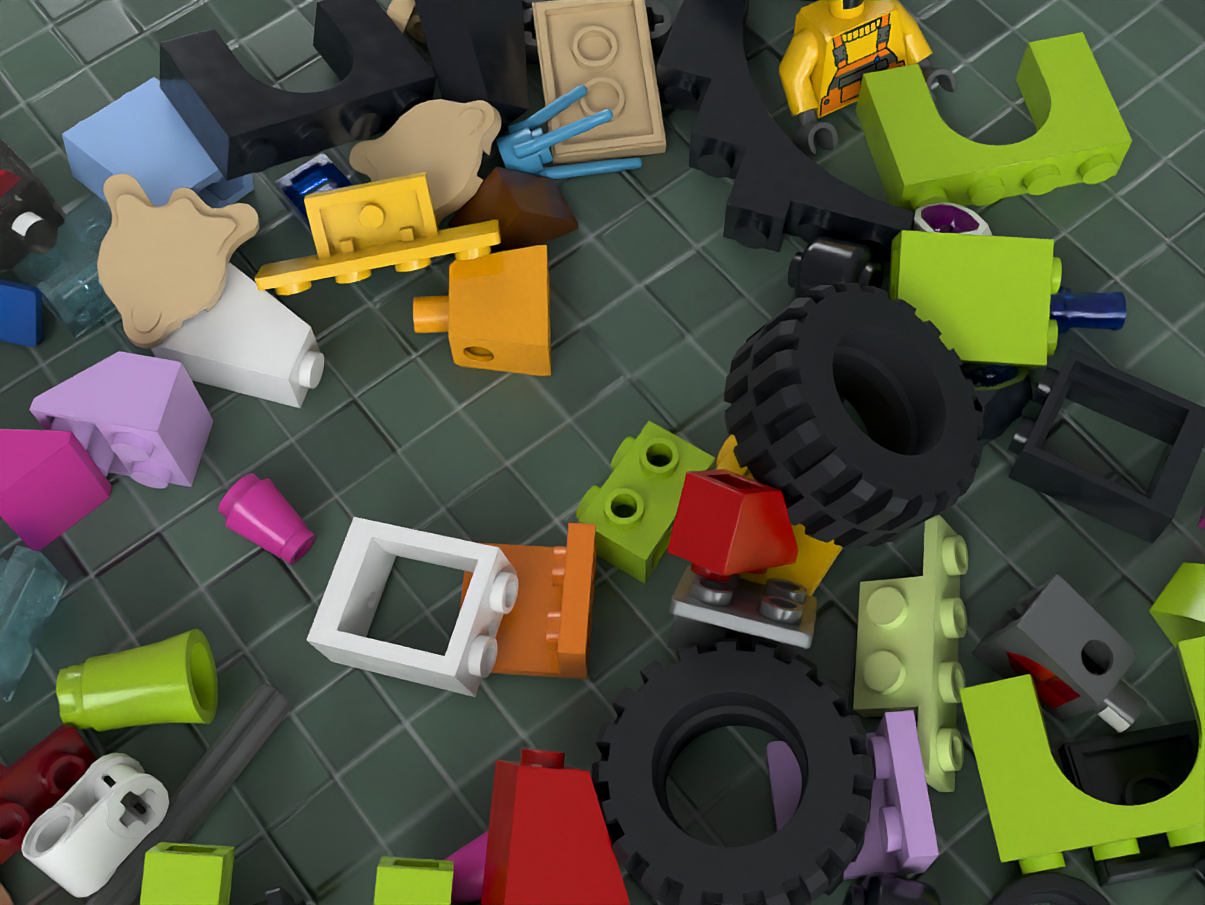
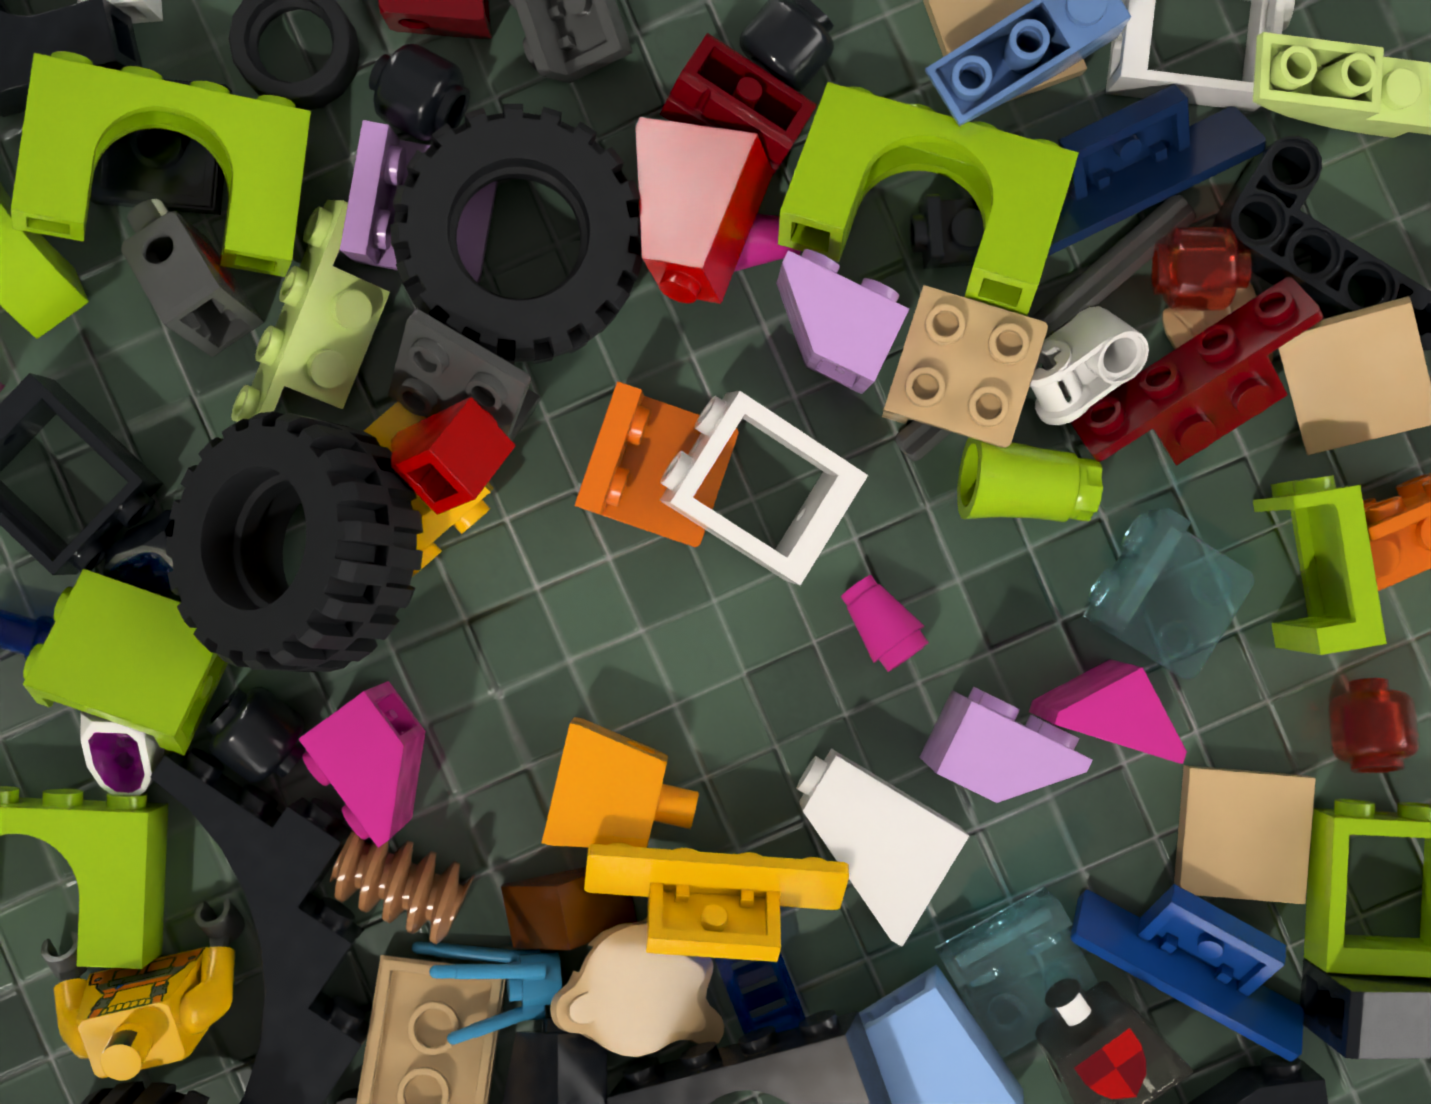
camera: 165 degrees left, 25 degrees up
(166, 258) = (935, 921): tan tile -> none
(224, 775) = (965, 367): none -> tan bracket
(359, 783) = (838, 324): none -> lavender slope
(641, 499) = (519, 542): lime brick -> none
(665, 195) = (400, 885): none -> medium nougat piece
(725, 272) = (371, 759): none -> dark pink slope

